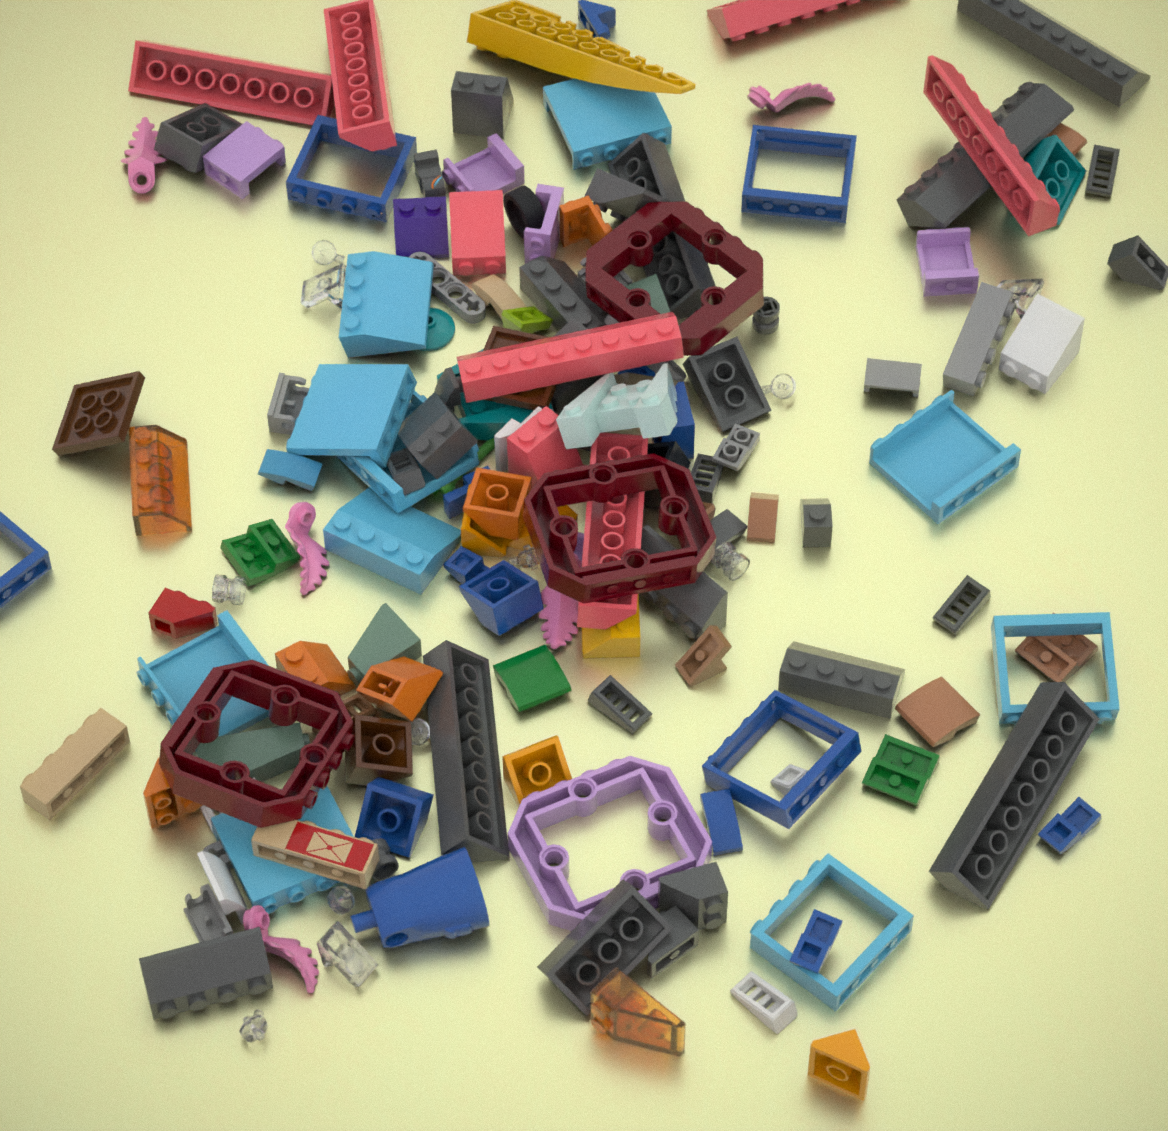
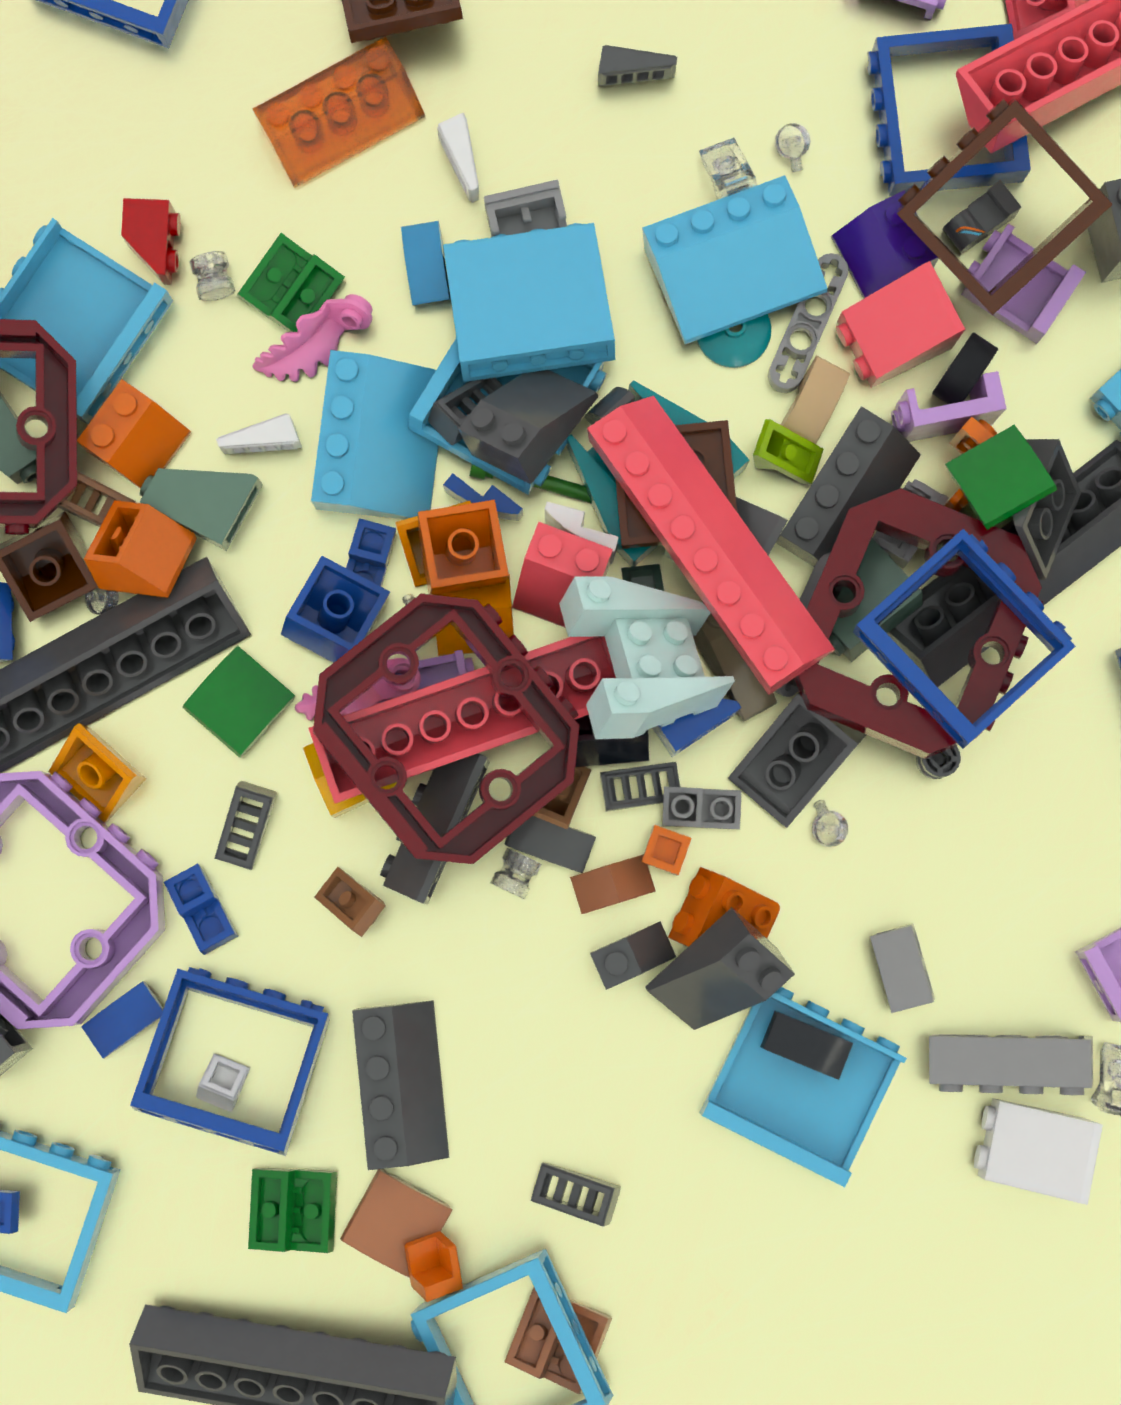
camera: 65 degrees right, 30 degrees up
(224, 315) = (630, 65): none -> dark grey slope
(230, 424) = (457, 145): none -> white slope
(359, 592) = (267, 435): none -> white slope
(475, 130) = (1044, 253): none -> reddish brown window
(607, 196) = (1001, 477): none -> green slope
(669, 752) = (200, 909): none -> blue slope
(712, 273) = (1002, 583): none -> blue window
(755, 468) = (666, 850): none -> orange panel
(812, 460) = (711, 897): none -> orange bracket
(851, 460) = (721, 973): none -> dark grey slope
(918, 440) = (806, 1045): none -> black slope
(975, 691) = (433, 1266): none -> orange panel

